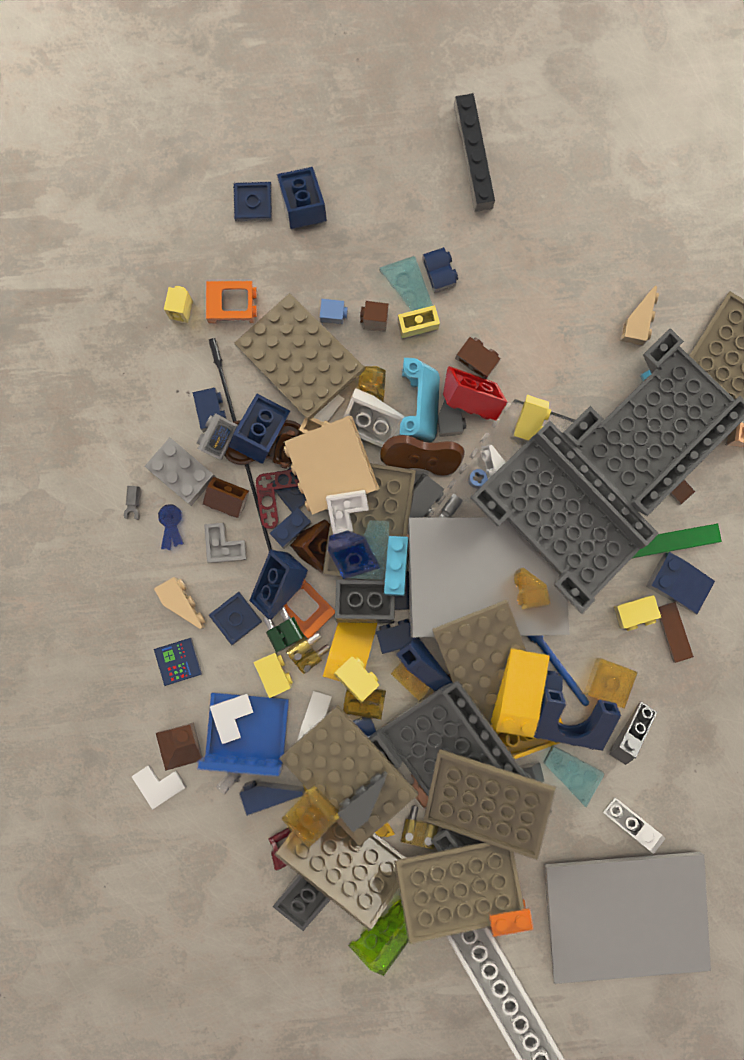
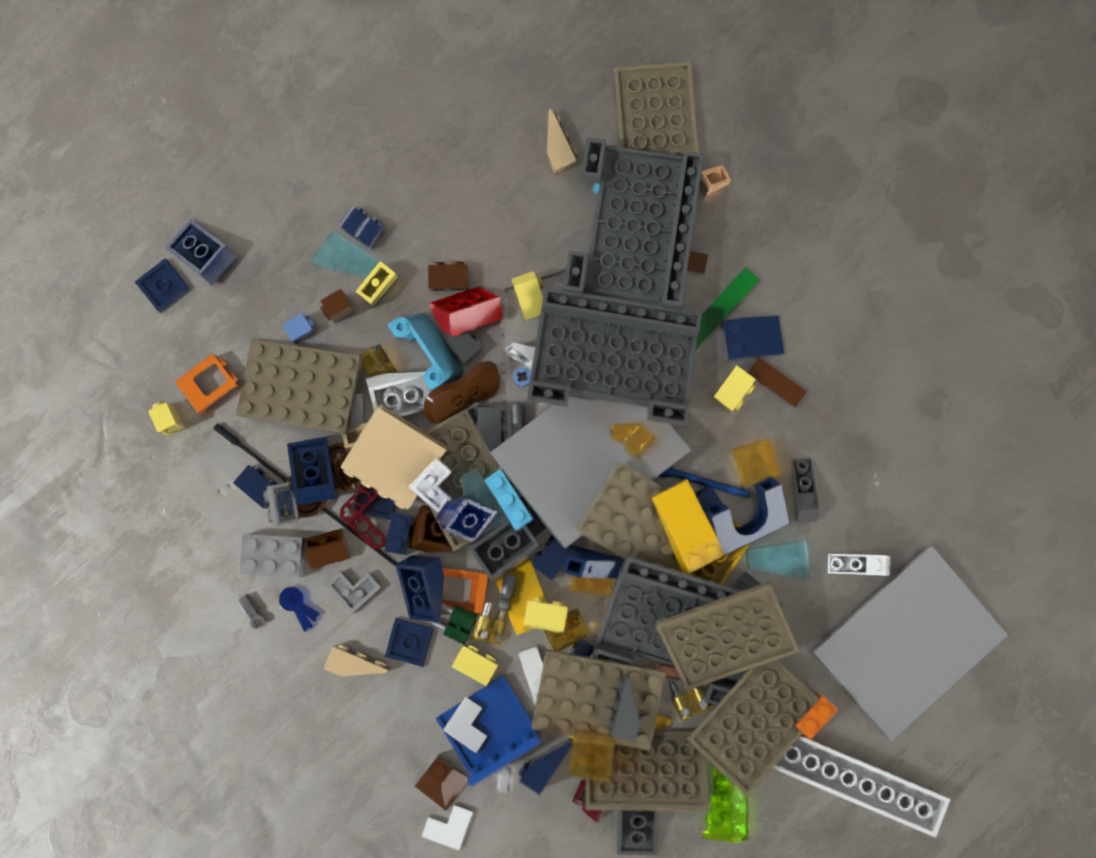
camera: 30 degrees left, 0 degrees up
(177, 661) = (388, 713): dark blue tile -> none
(341, 637) = (507, 591): none -> flat silver bar
(477, 163) = (317, 107): black arch -> none

